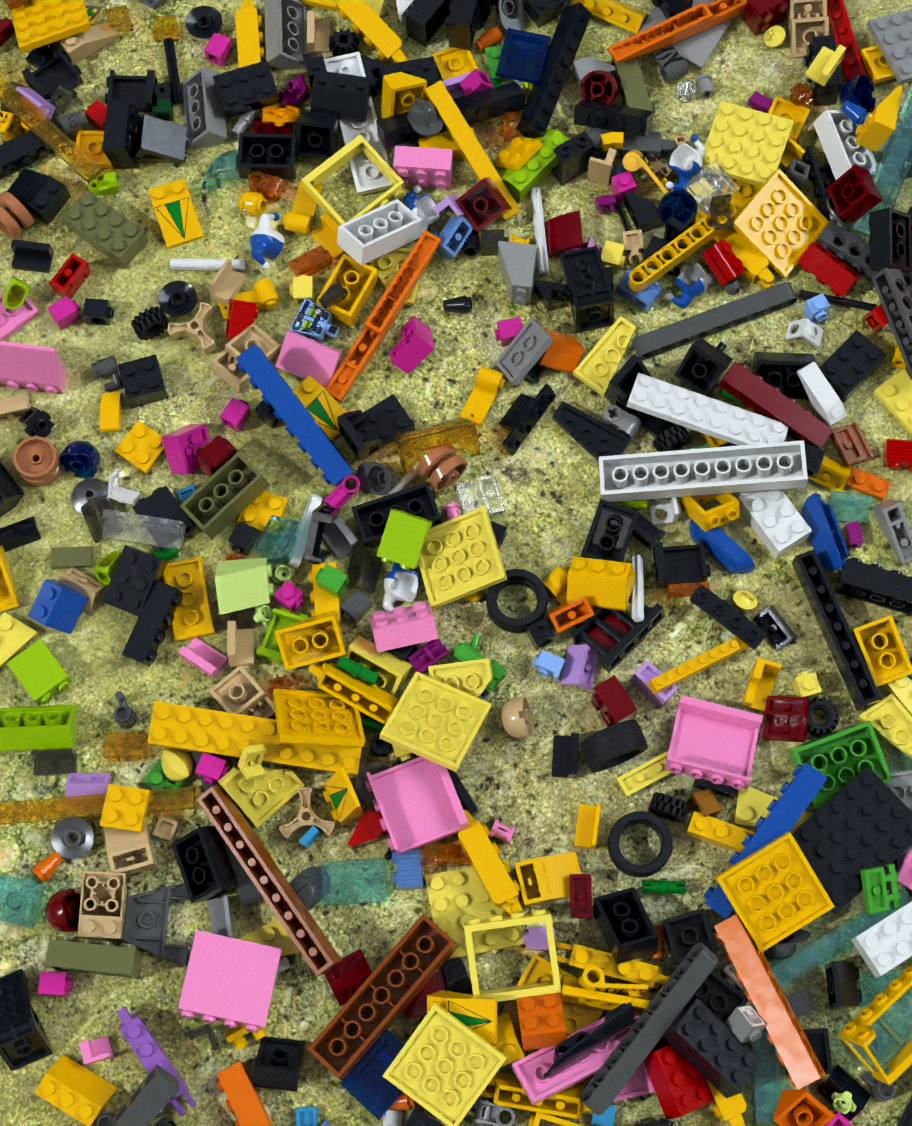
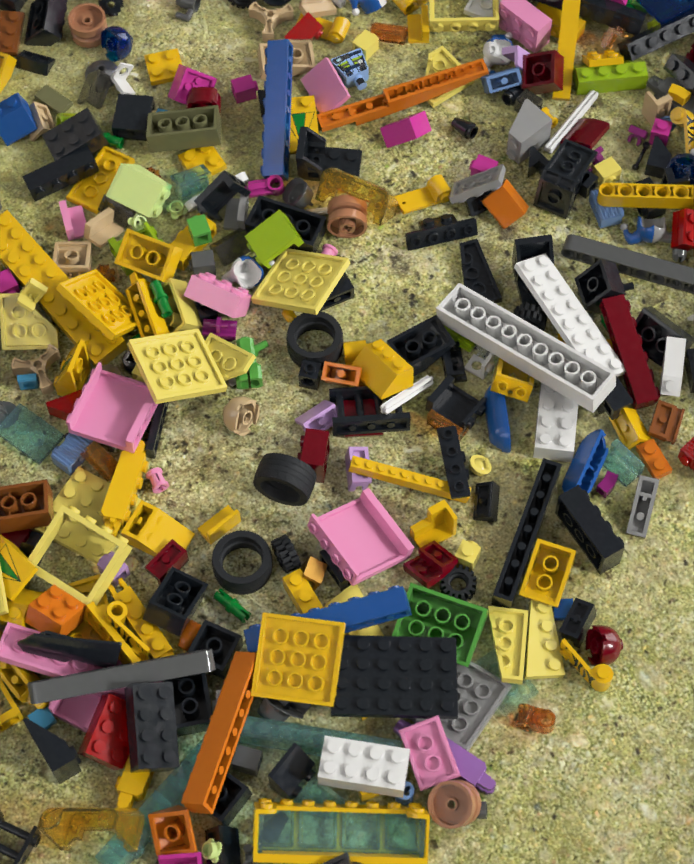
camera: 40 degrees right, 10 degrees down
(111, 411) = (162, 32): yellow slope -> none
(143, 381) = (203, 26): black brick -> none
(143, 529) = (111, 110): clear panel -> none
(243, 538) = (170, 165): black brick -> none
(289, 597) = (165, 224): dark pink brick -> none
(333, 295) = (378, 54): clear smoke cone -> none
(358, 284) = (395, 63): yellow brick -> none
(379, 232) = (449, 38): white brick -> none
(480, 493) = (361, 259): clear slope -> none
(548, 664) = (297, 400): light blue brick -> none
(565, 756) = (246, 469): black panel -> none
(573, 158) = (635, 83): black panel -> none
(605, 357) = (558, 227): light yellow wing -> none
(622, 421) = (506, 281): light grey piece -> none
(633, 243) = (632, 173): tan plate -> none
(643, 775) = (288, 522): light yellow plate -> none
(746, 1023) = (191, 730): light grey brick -> none
(875, 888) = (373, 719): bright green plate -> none

